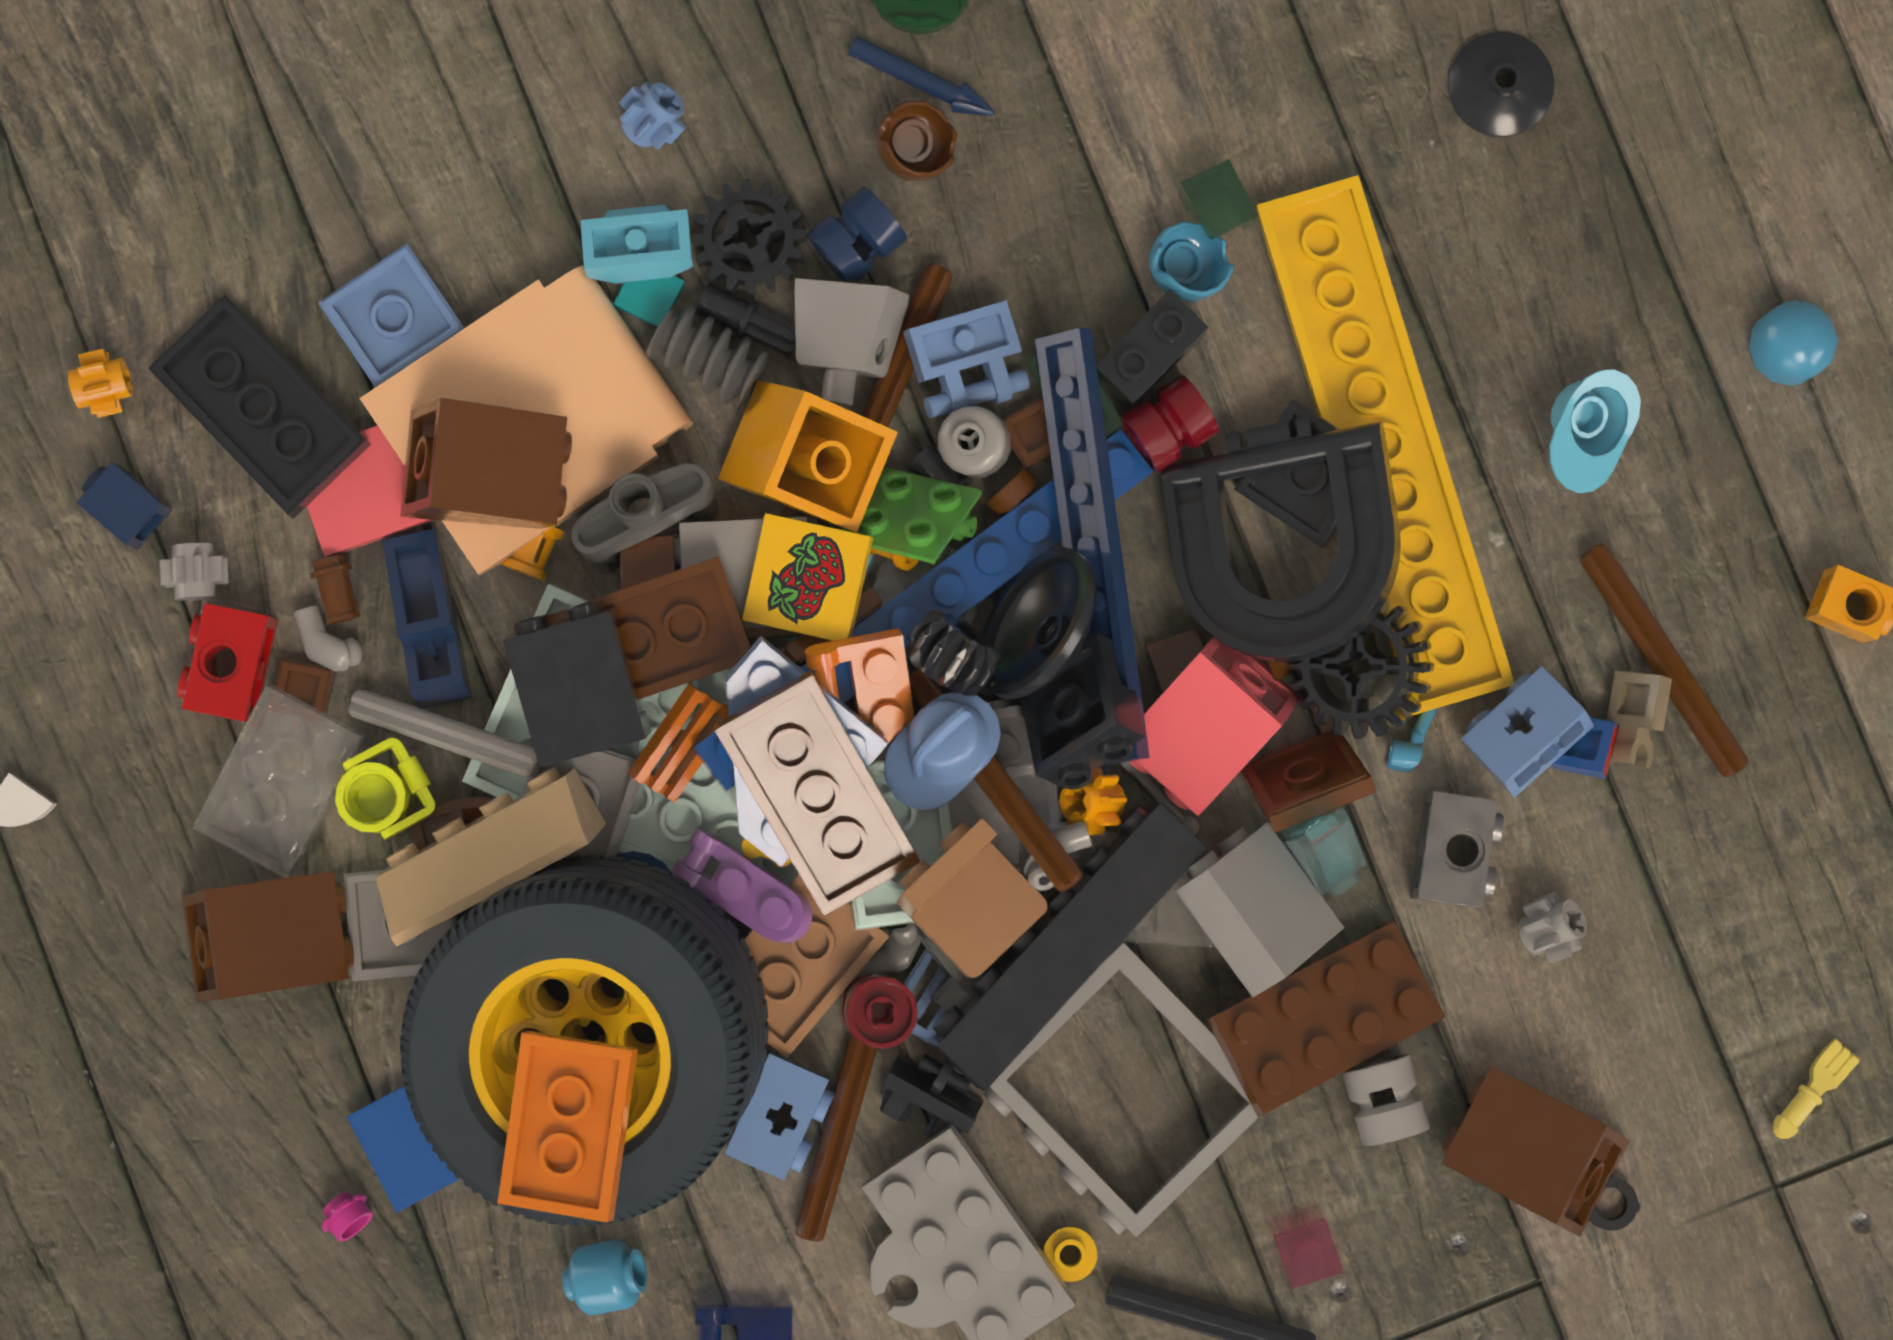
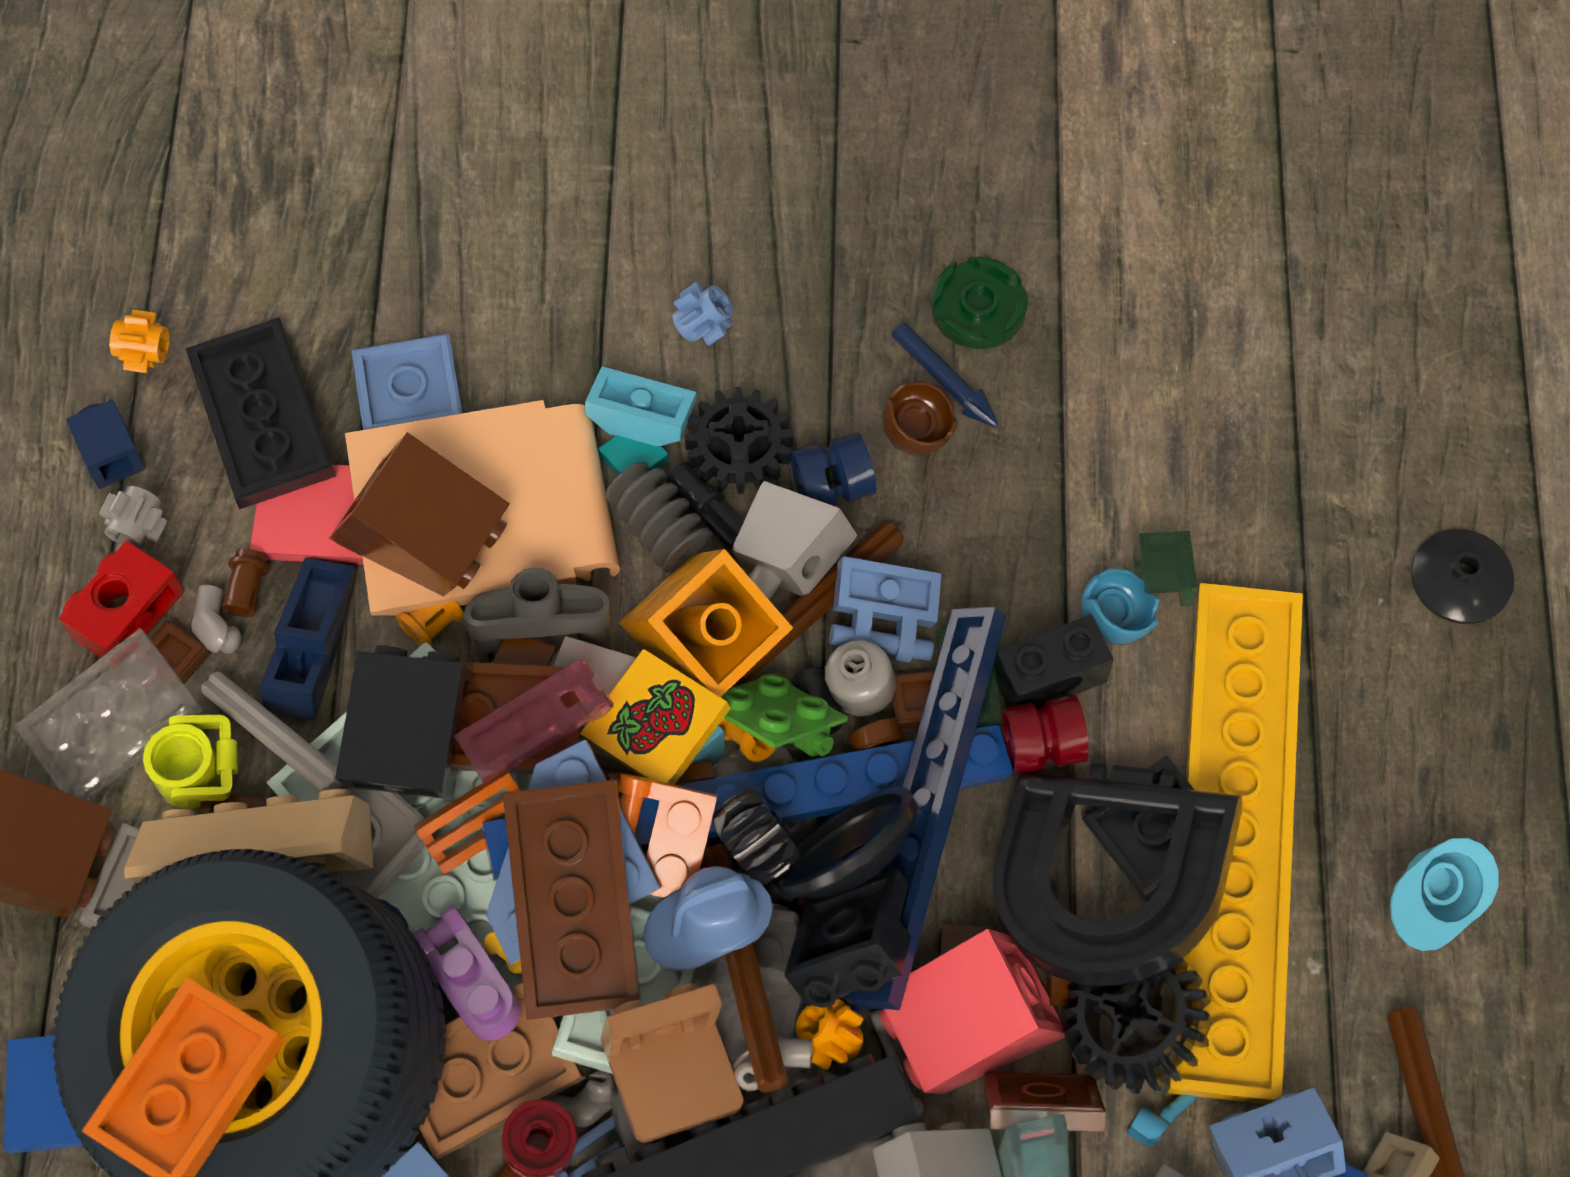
camera: 25 degrees right, 20 degrees down
(696, 634) = (533, 721): none -> clear pink plate

